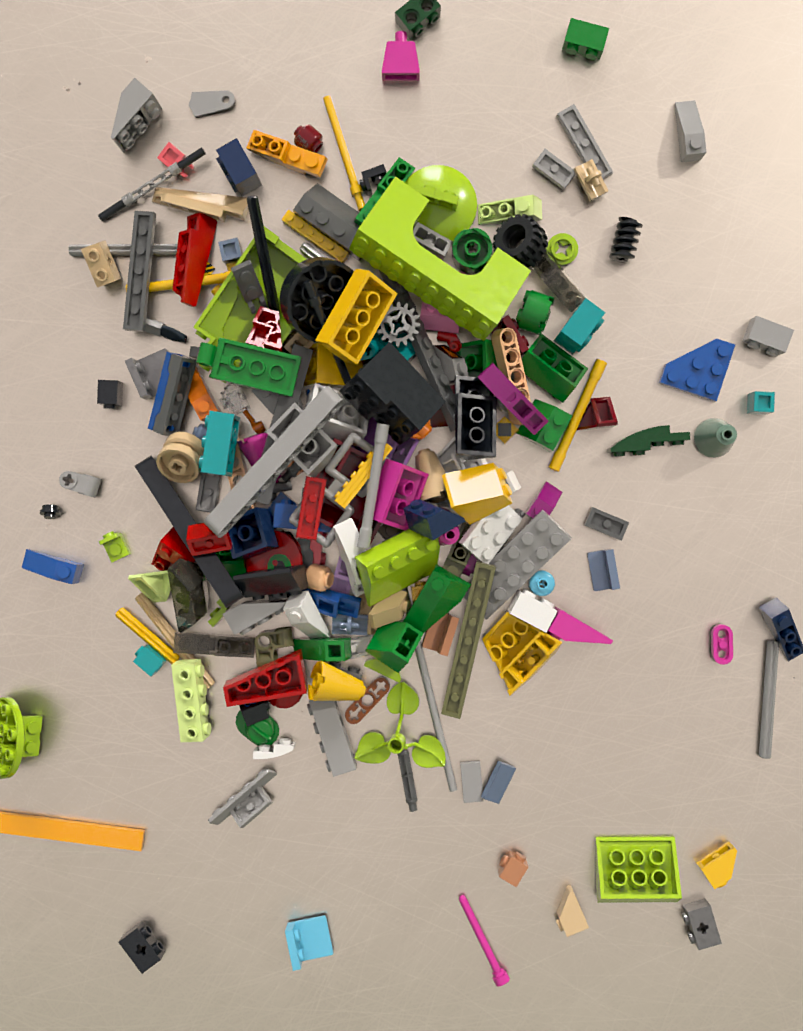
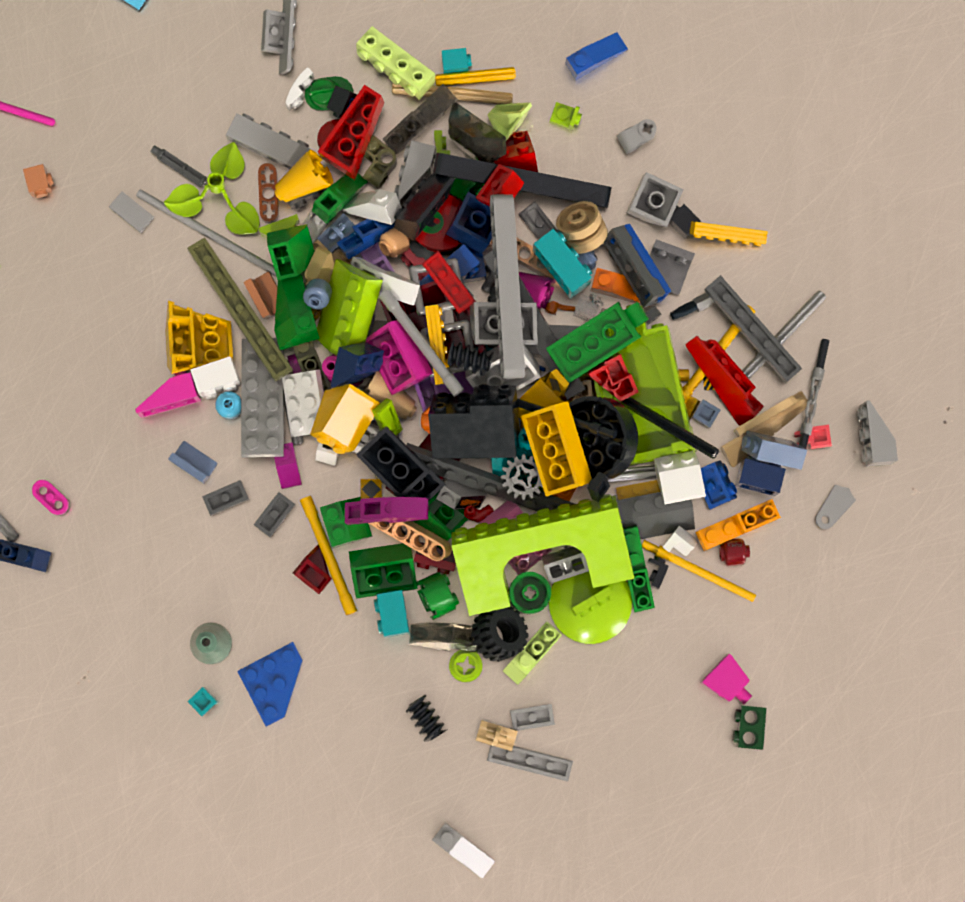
camera: 130 degrees right, 5 degrees down
(50, 511) = (638, 92): black plate -> none
(89, 355) = (728, 232): none -> yellow piece
(101, 263) = (786, 306): tan brick -> none
(114, 426) = (654, 200): none -> light grey slope
(210, 173) = (774, 450): none -> brick
(248, 284) = (660, 396): dark grey hinge -> none
(274, 195) = (717, 484): none -> blue bracket
(293, 220) = (679, 477): none -> white slope
(308, 366) = (557, 382): none -> yellow tile
(335, 182) = (681, 541): none -> white panel
(351, 440) = (469, 358): none -> black piece
(355, 260) = (598, 486): none -> black plate
(407, 595) = (317, 293): none -> sand blue head
(447, 462) = (386, 416): none -> lime tile
(498, 782) = (111, 231): sand blue tile -> none
(585, 39) = (608, 836): green brick -> none
(585, 479) = (274, 514): none -> dark grey plate
(641, 441) = (263, 581): dark green slope -> none
(767, 336) = (248, 756): light grey brick -> none

